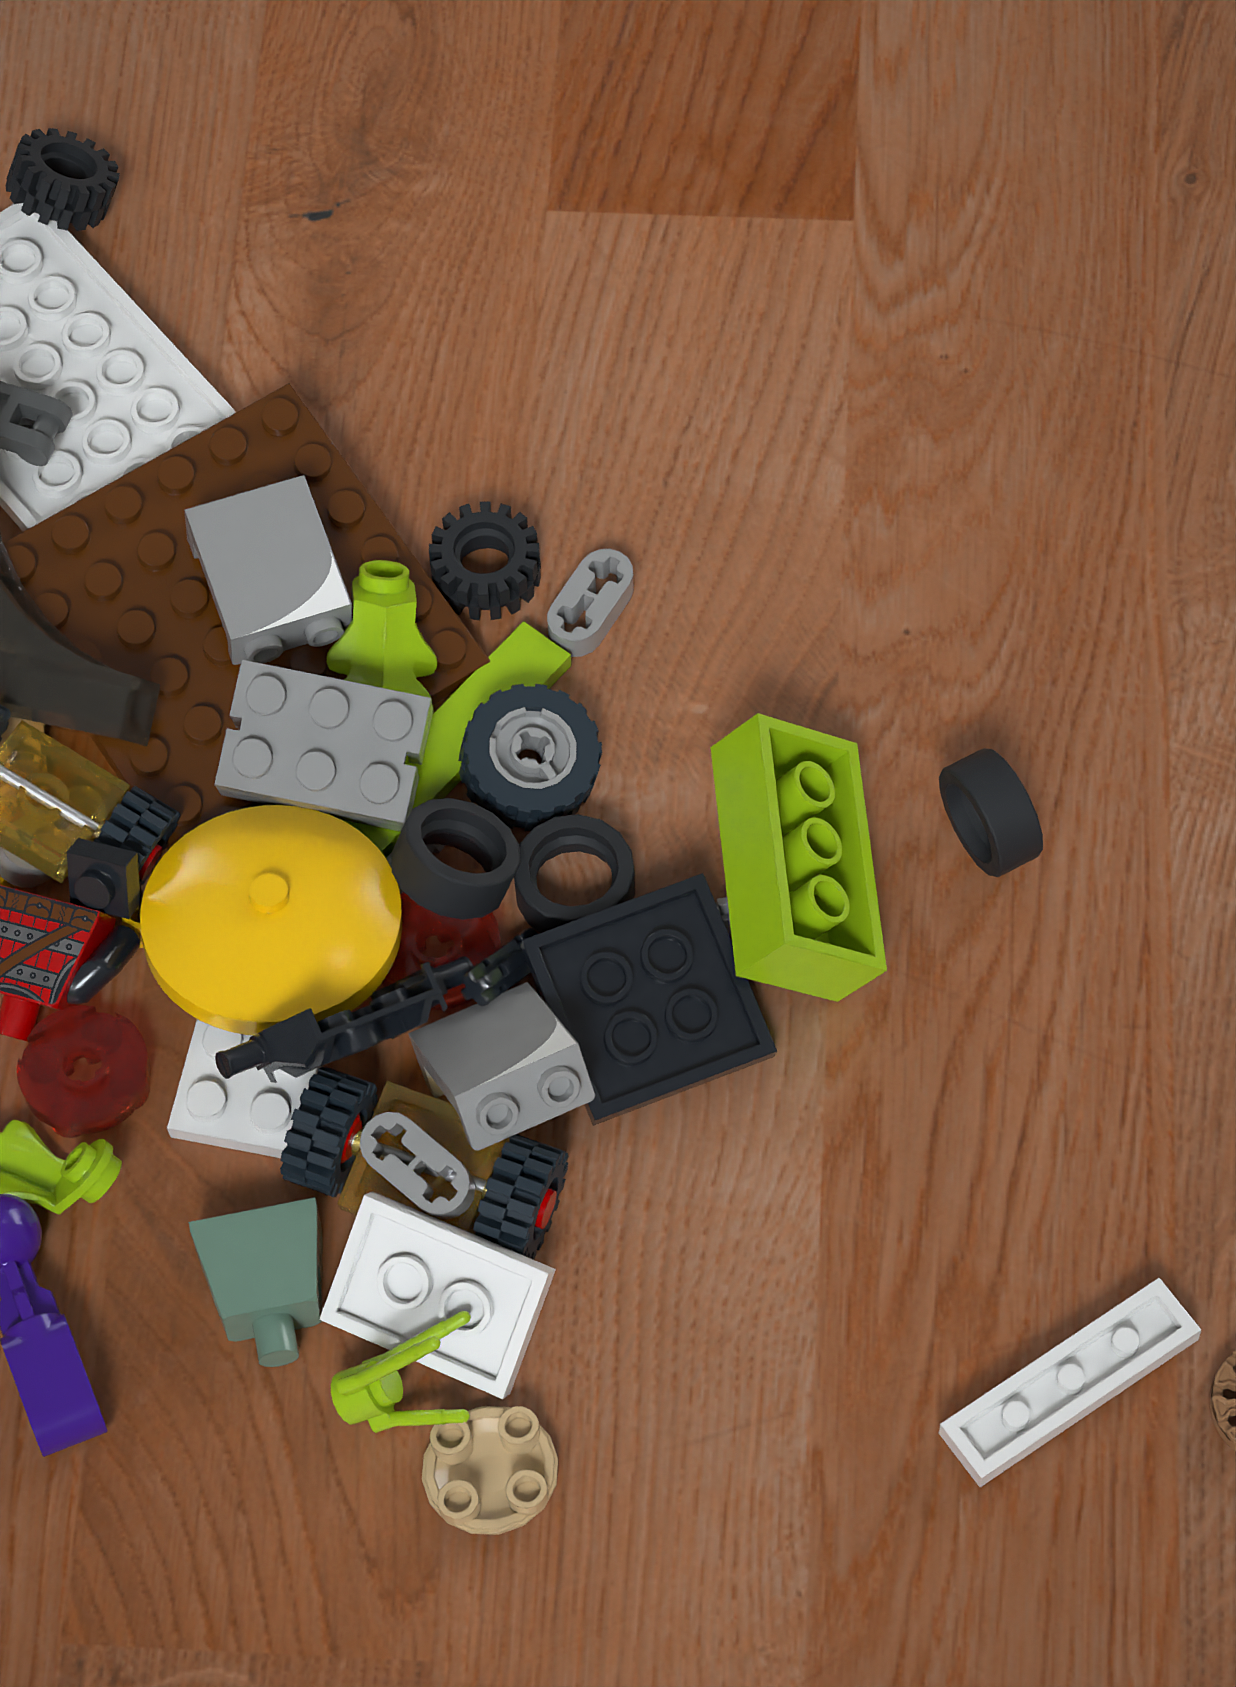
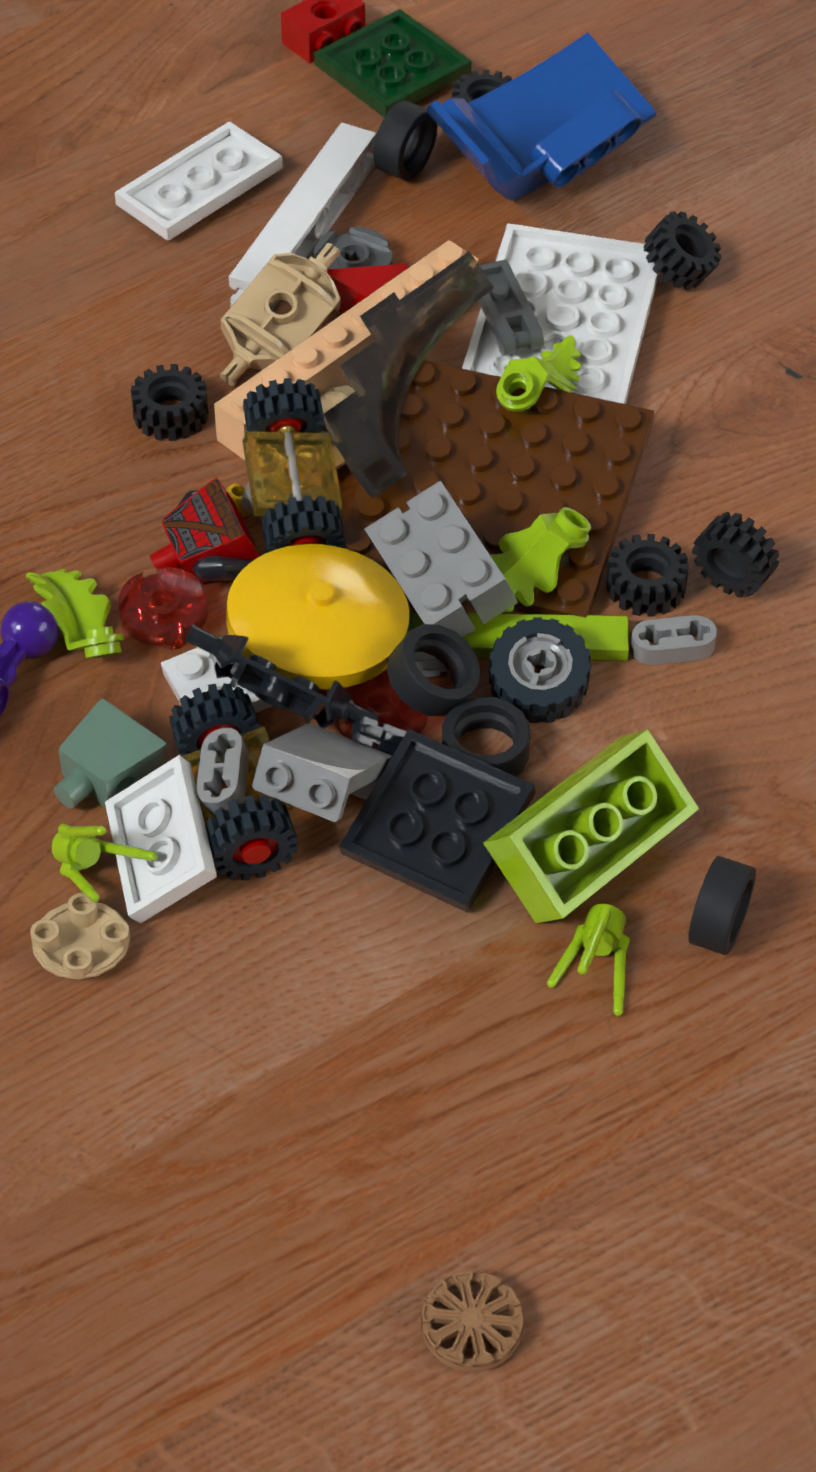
camera: 50 degrees right, 10 degrees down
(103, 878) = (264, 522): black plate -> none
(128, 452) = (533, 374): none -> lime plant
(270, 570) = (521, 469): light grey panel -> none
(550, 459) = (735, 554): none -> black tyre
(920, 950) = (599, 936): none -> lime plant
(1069, 1382) = (386, 1195): white plate -> none

